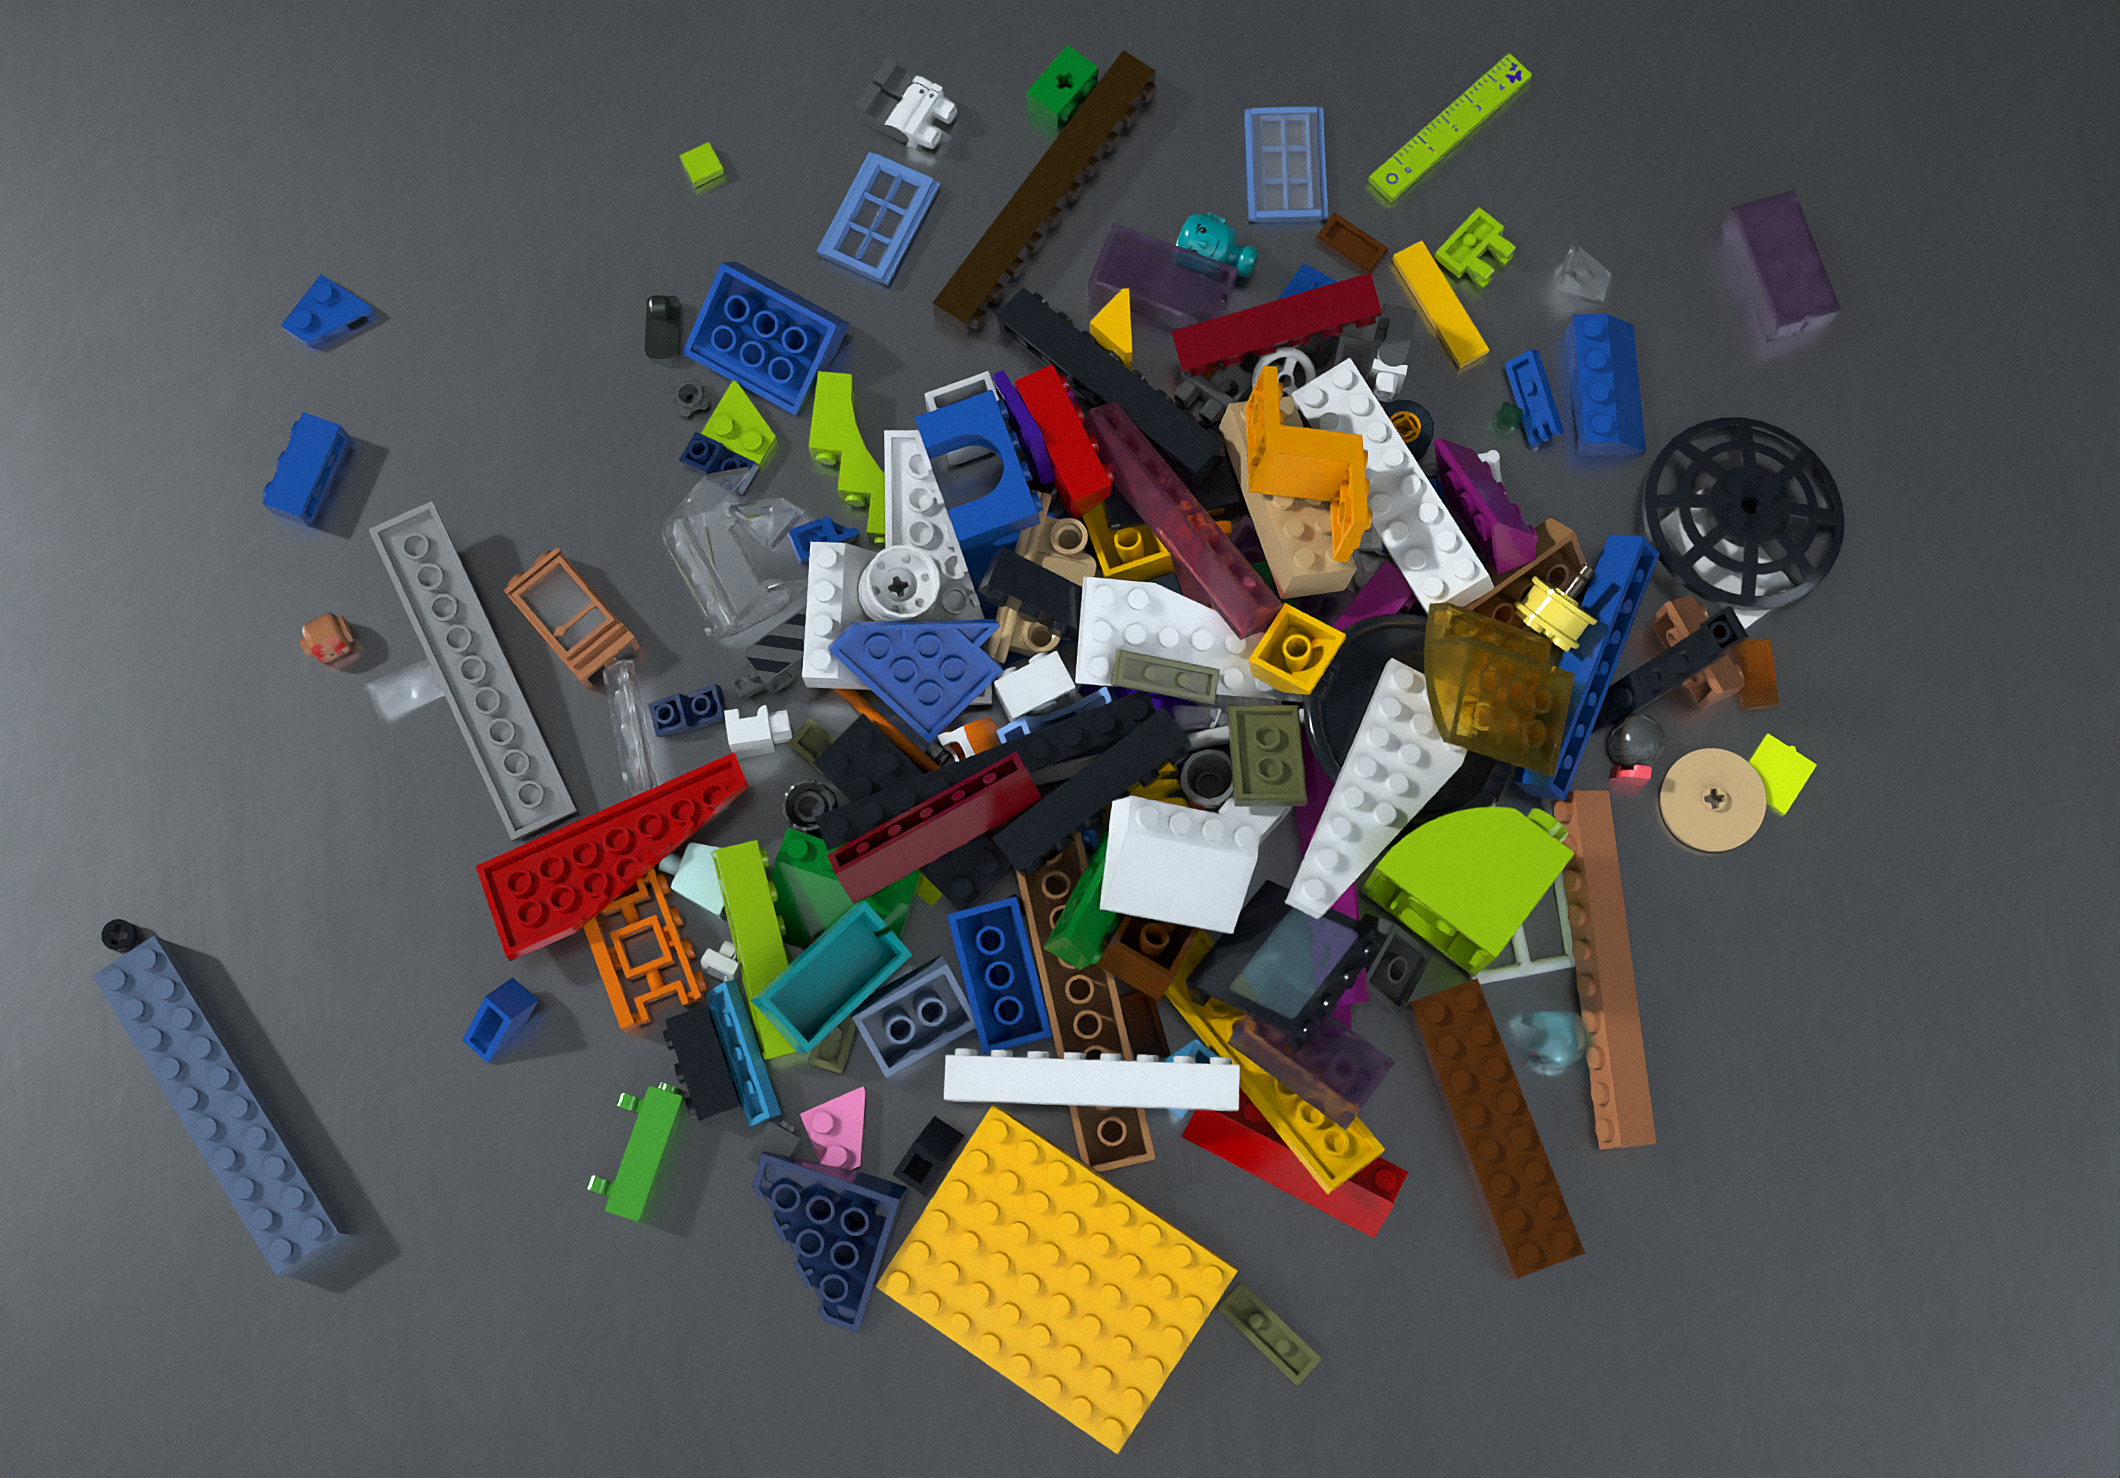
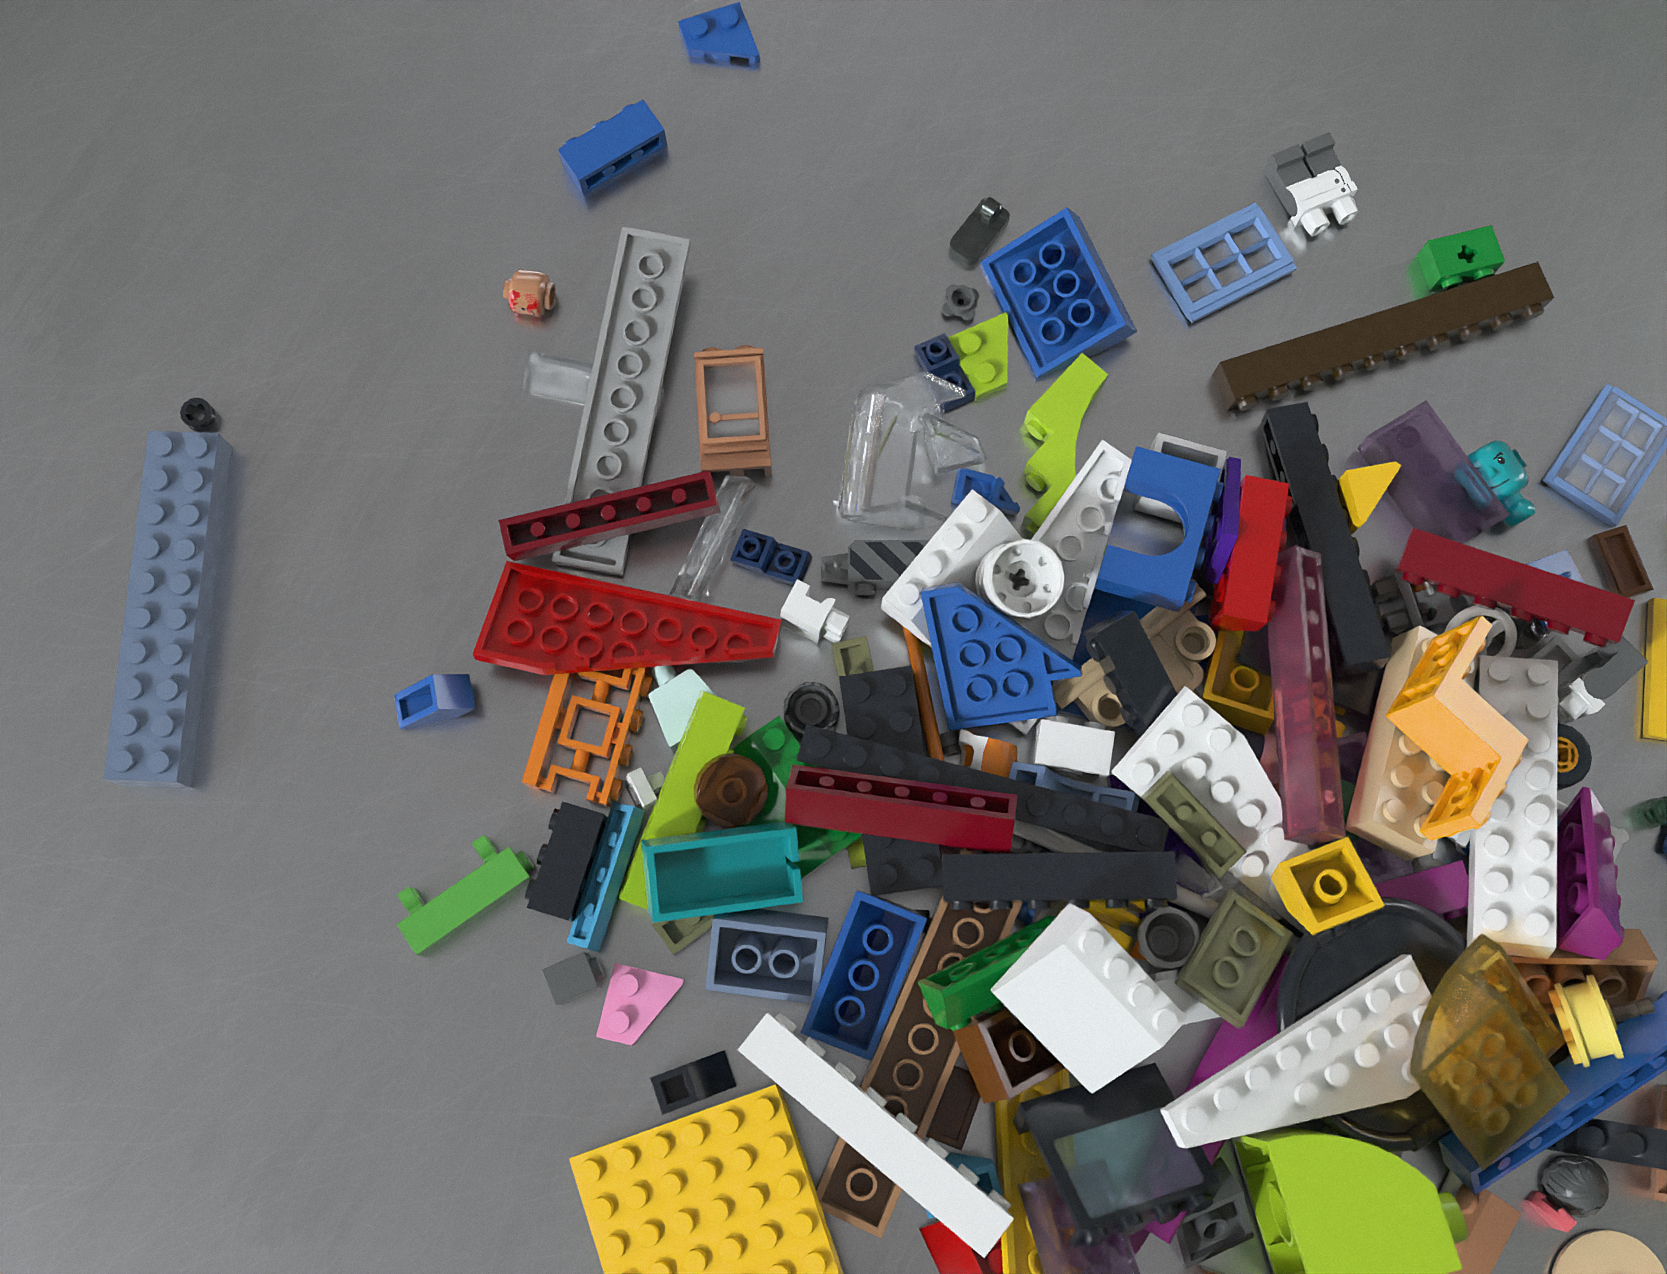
camera: 35 degrees right, 0 degrees up
(535, 769) = (609, 516): none -> dark red brick
(702, 164) = (1108, 120): lime tile -> none
(792, 912) = (730, 790): none -> reddish brown tile
(835, 1226) = (573, 1082): dark blue slope -> none

